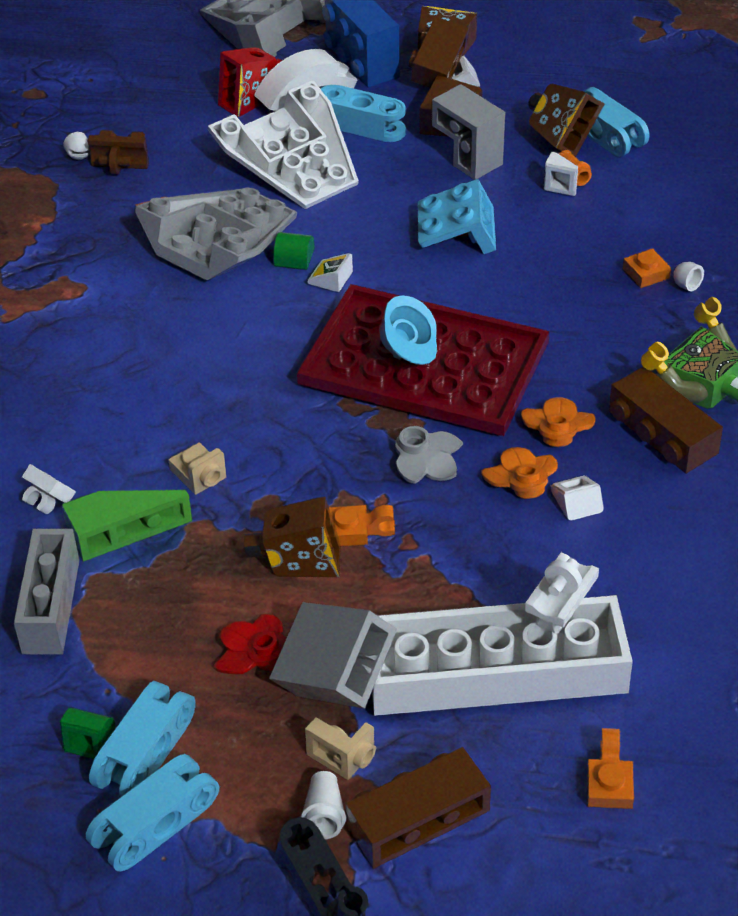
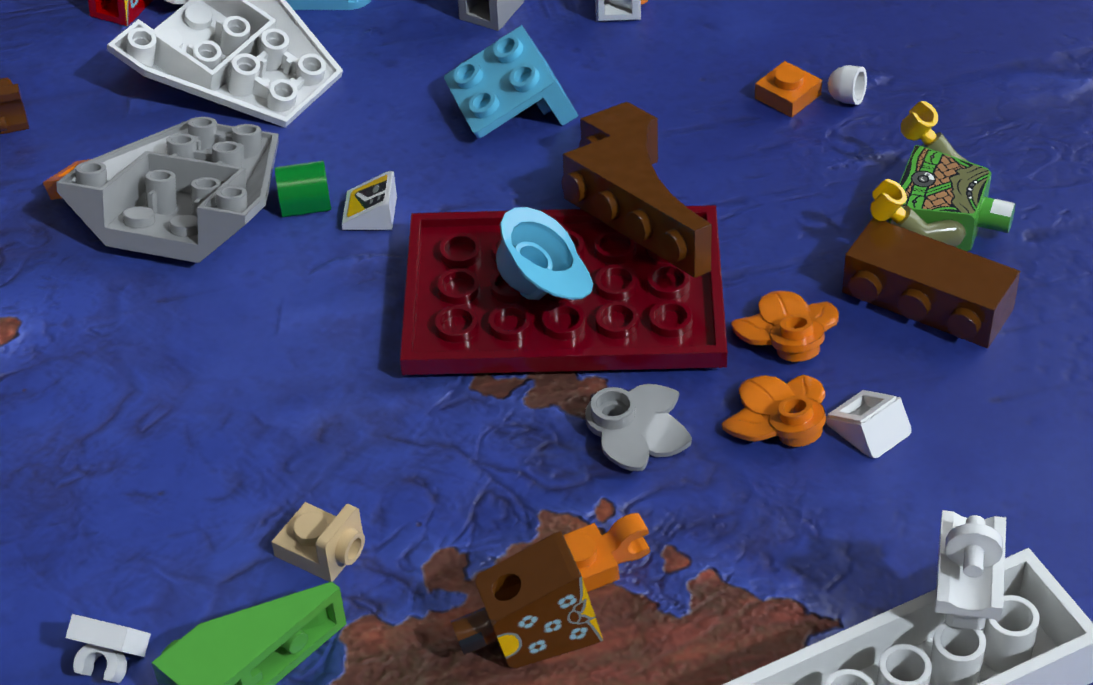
camera: 20 degrees left, 0 degrees up
(489, 294) = (617, 184): none -> reddish brown arch

